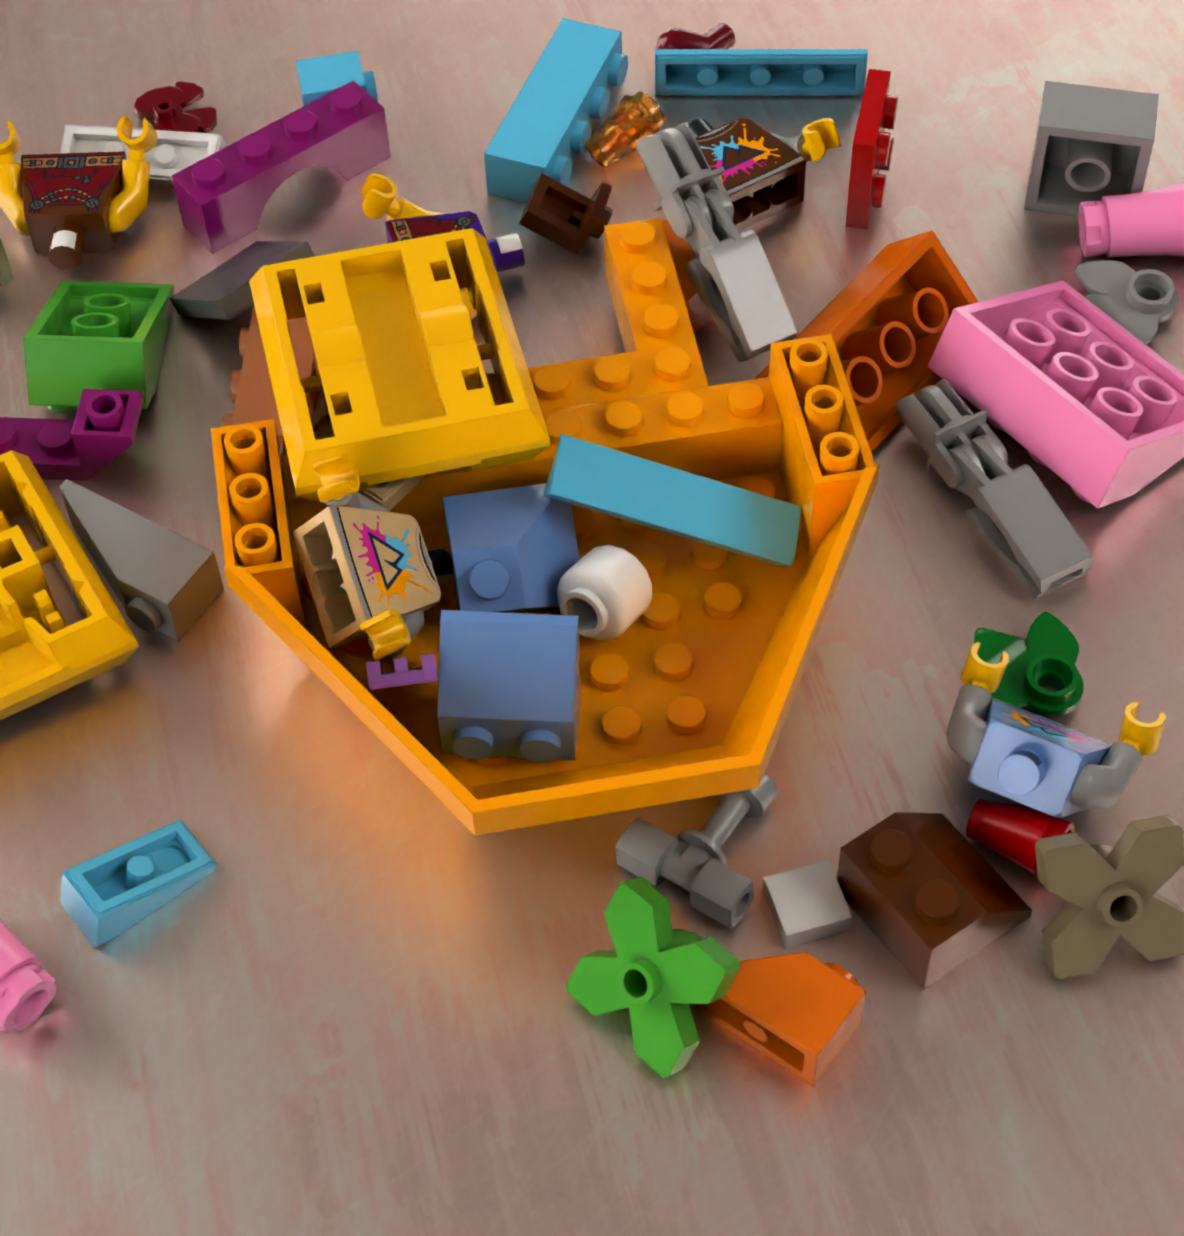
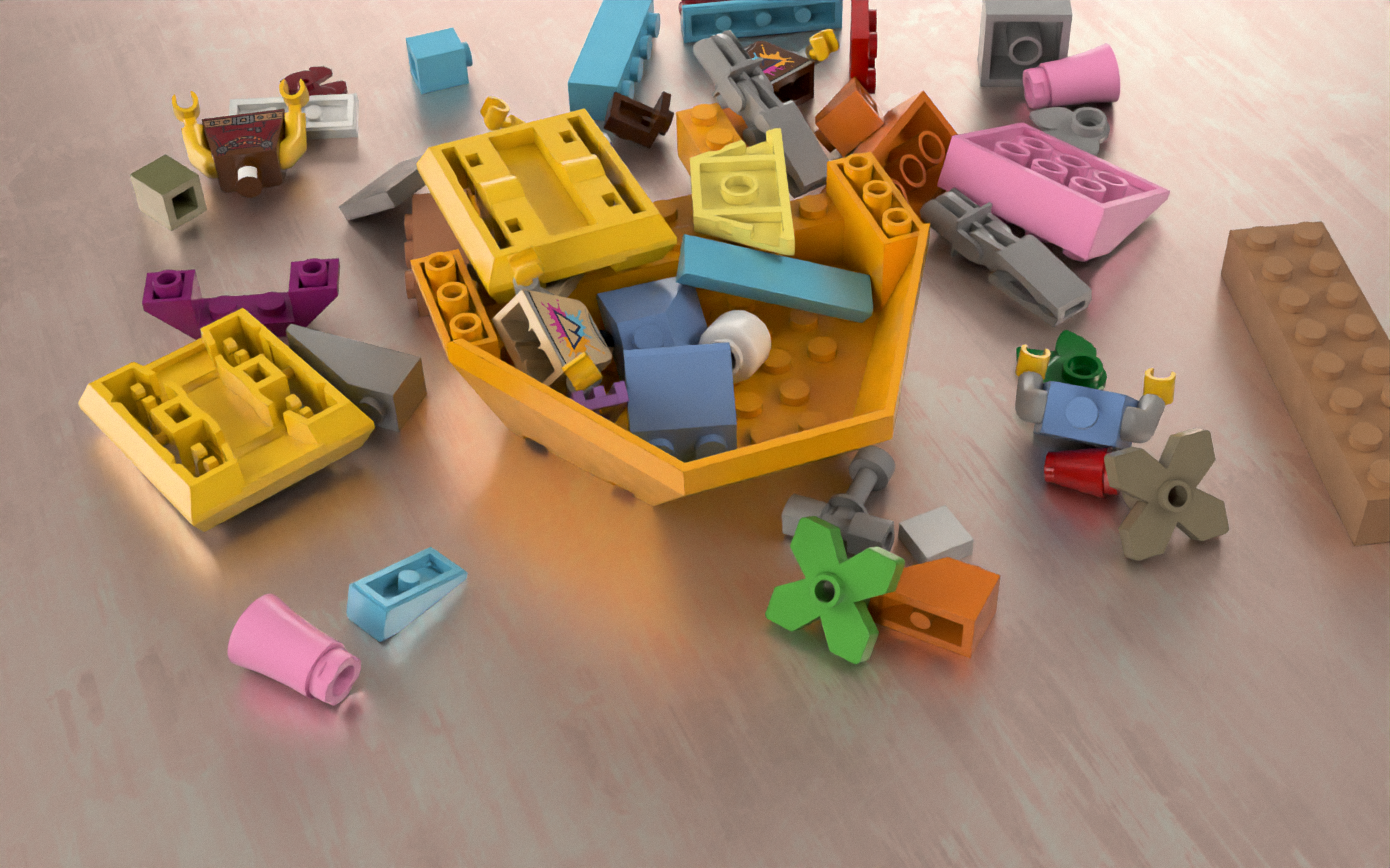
camera: 10 degrees left, 10 degrees down
(97, 340) = (285, 233): bright green slope -> none
(228, 190) = (370, 130): magenta arch -> none
(629, 121) = (669, 62): clear orange cone -> none
(655, 377) = (744, 194): none -> light yellow wing
(834, 249) = (848, 119): none -> orange slope
(926, 893) = (1023, 519): reddish brown slope -> none

